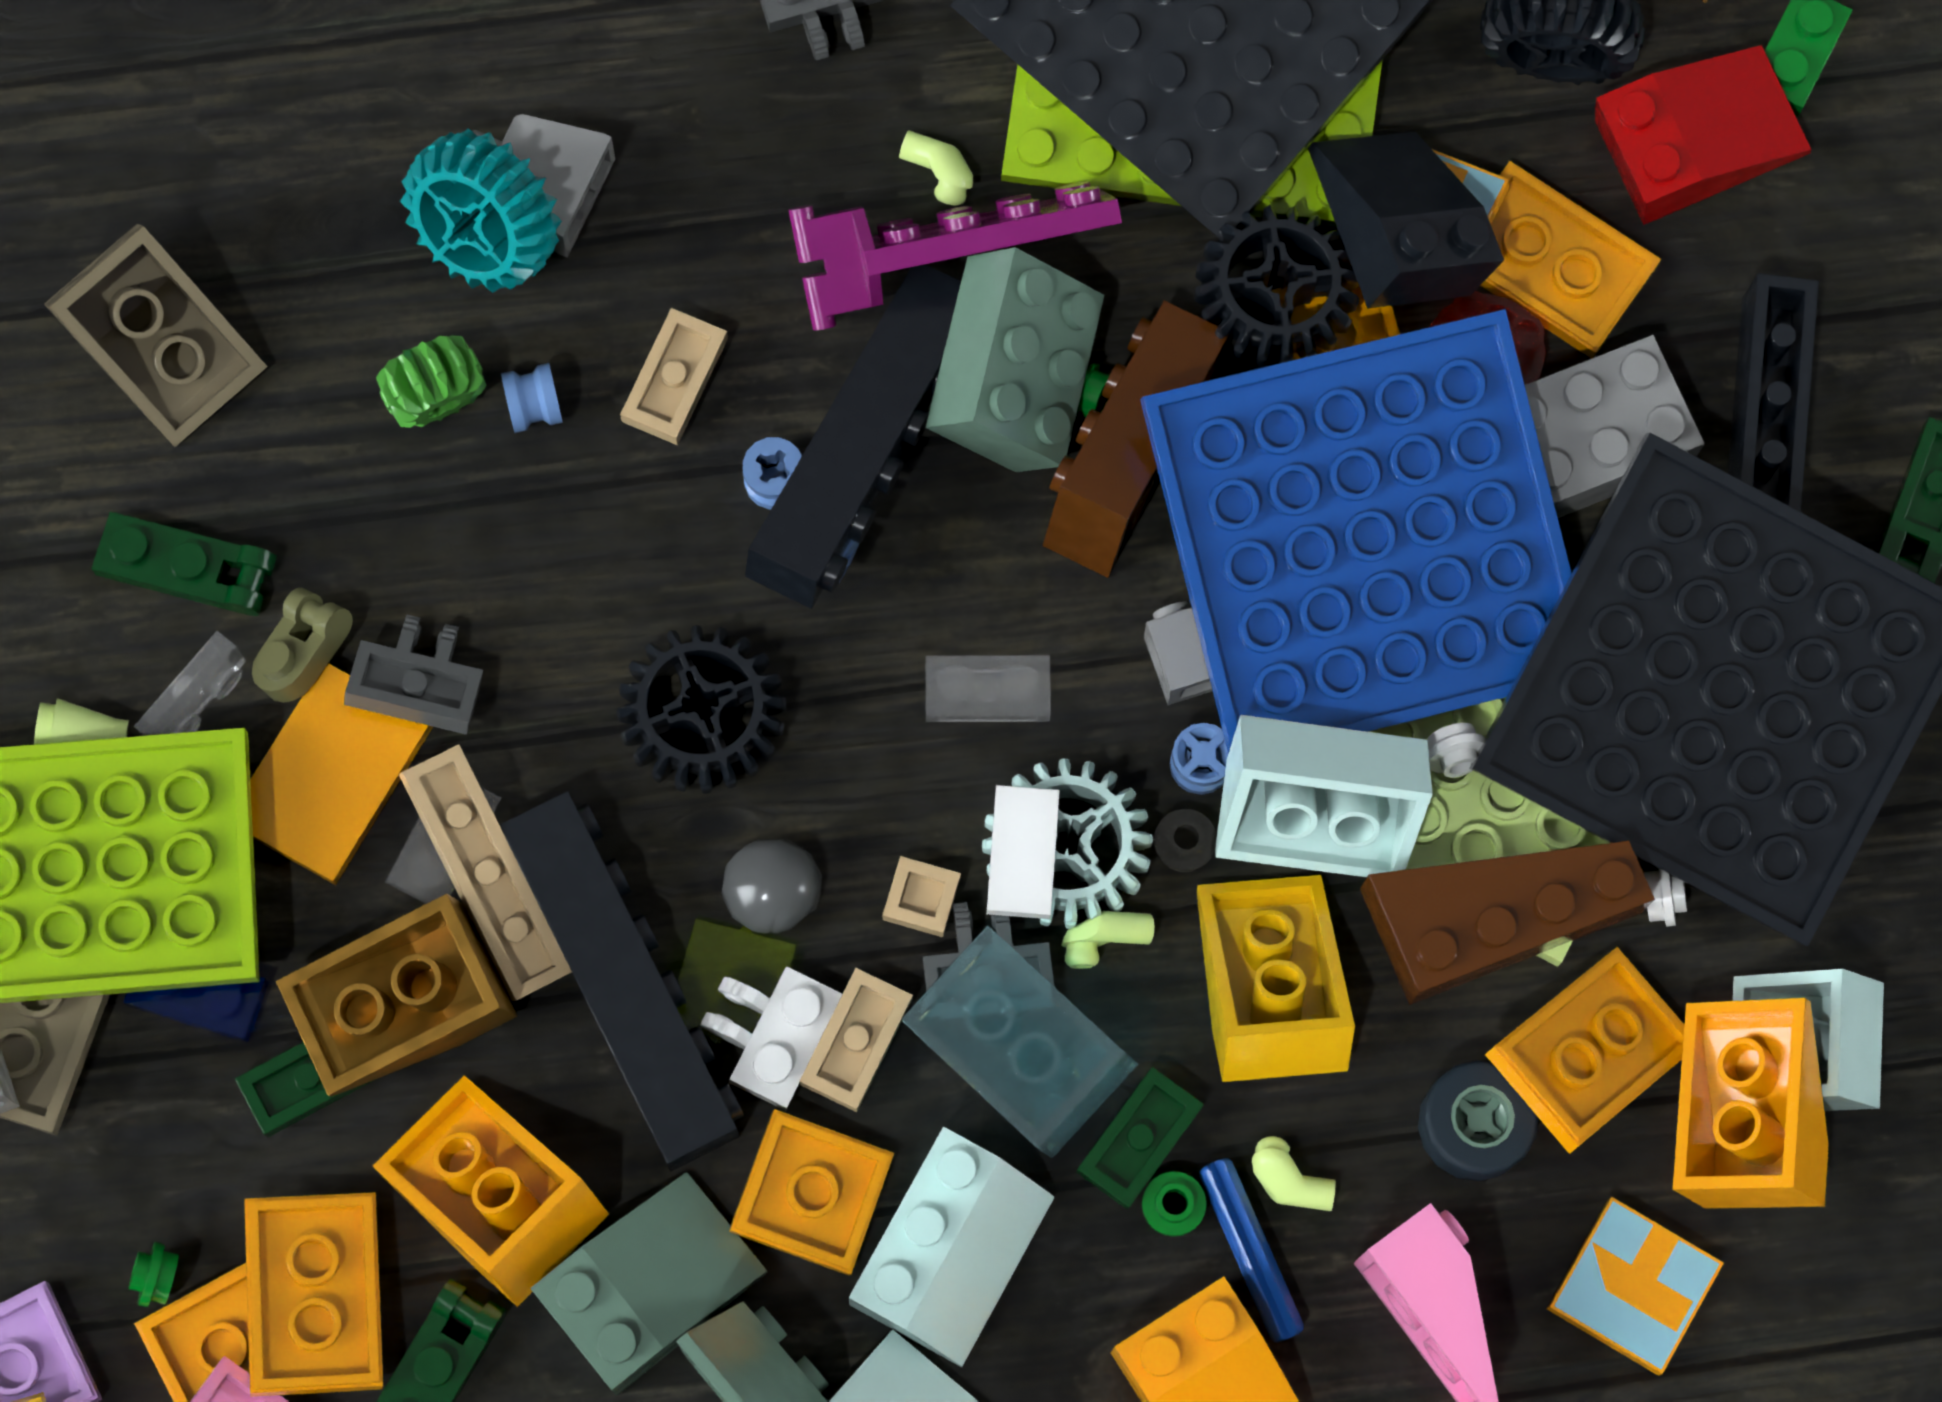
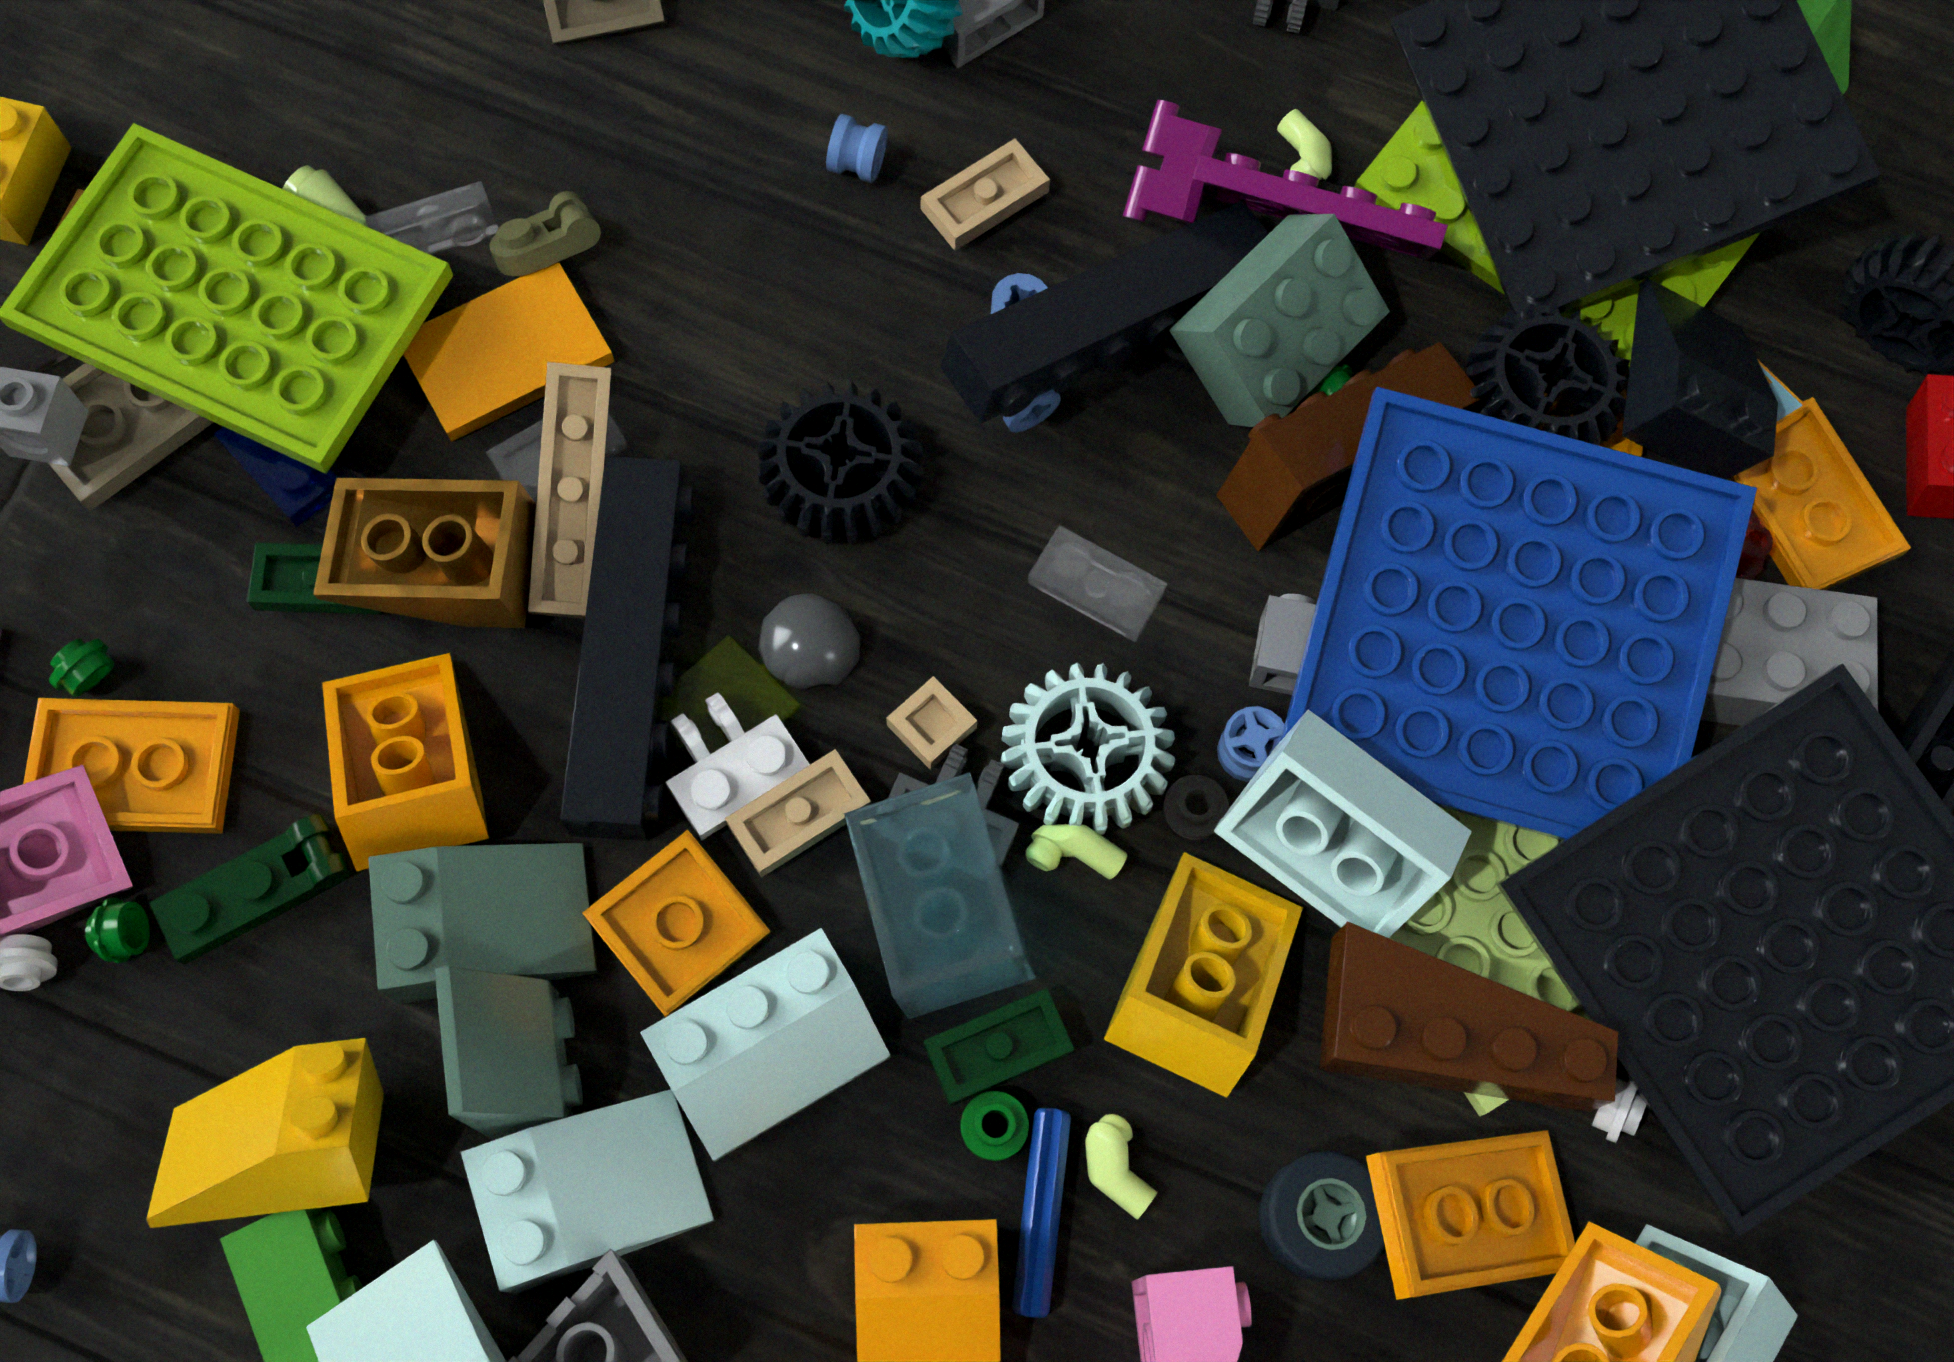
camera: 30 degrees right, 5 degrees down
(182, 563) = (498, 129): dark green plate -> none
(313, 1294) = (192, 758): light orange tile -> none
(413, 684) = (614, 313): dark grey hinge -> none
(431, 381) = (781, 88): bright green gear -> none
(1023, 852) = (1040, 727): white tile -> none
(1454, 749) = (1490, 858): white plate -> none

